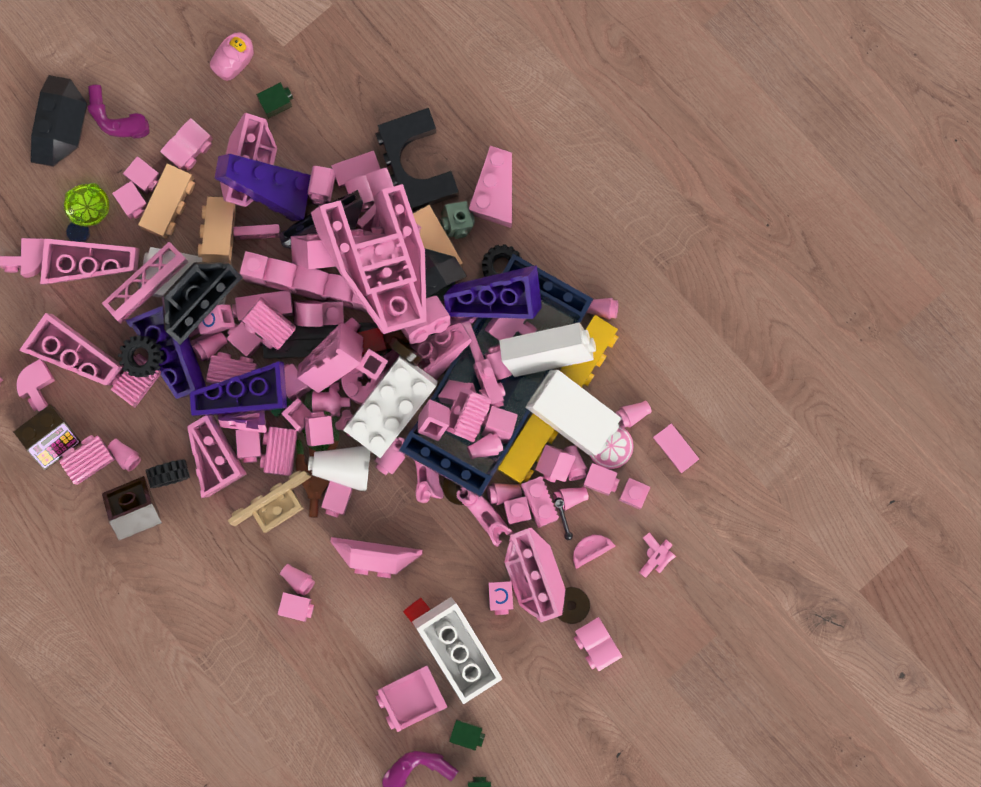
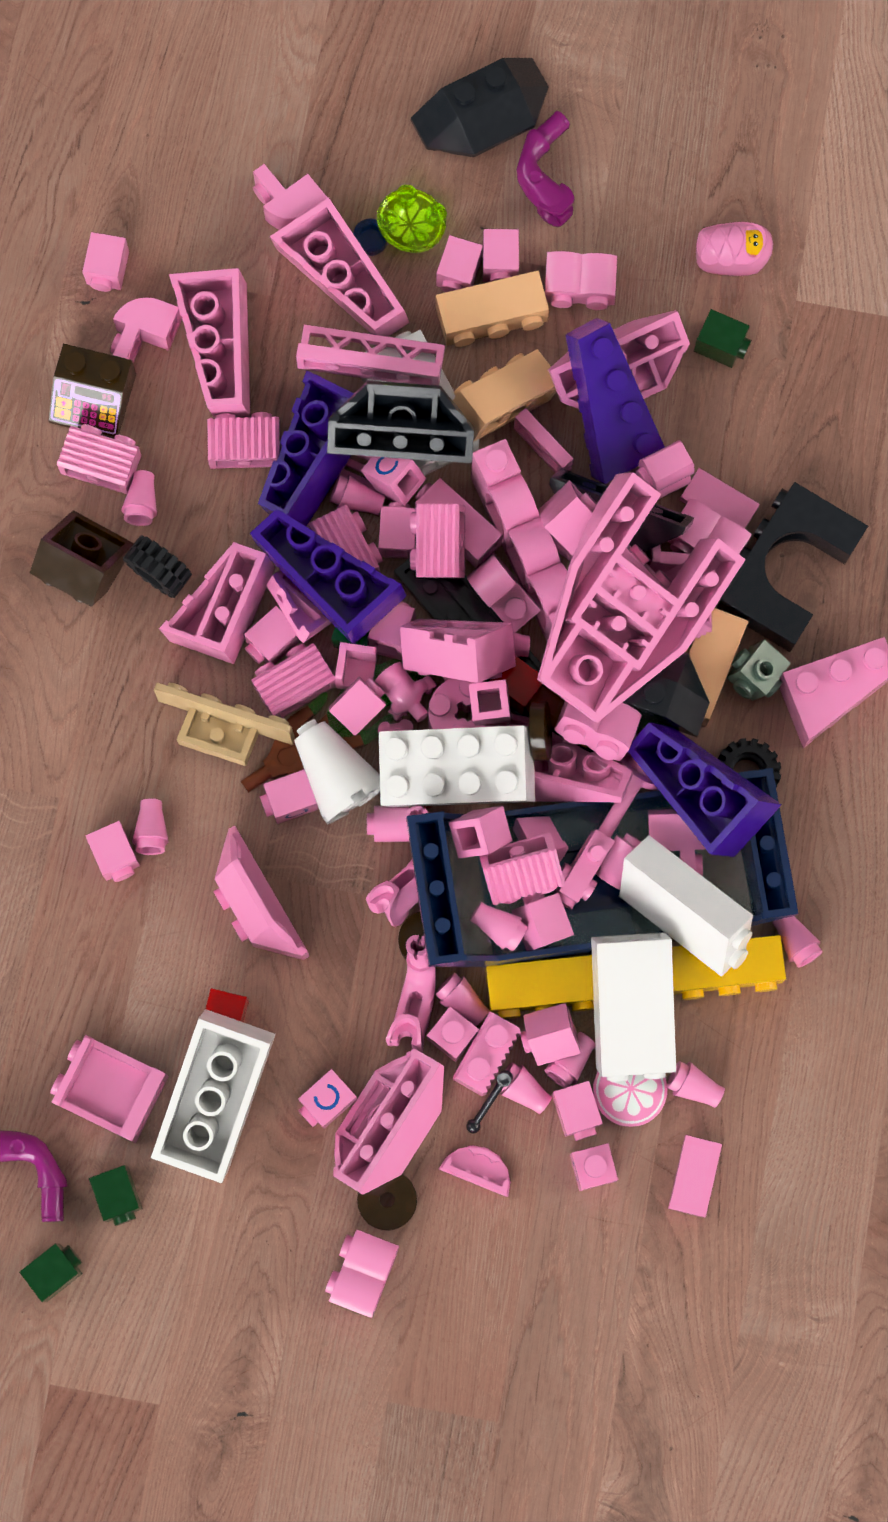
camera: 55 degrees right, 5 degrees down
(128, 352) = (262, 406): black tyre -> none
(658, 555) = (539, 1260): bright pink piece -> none

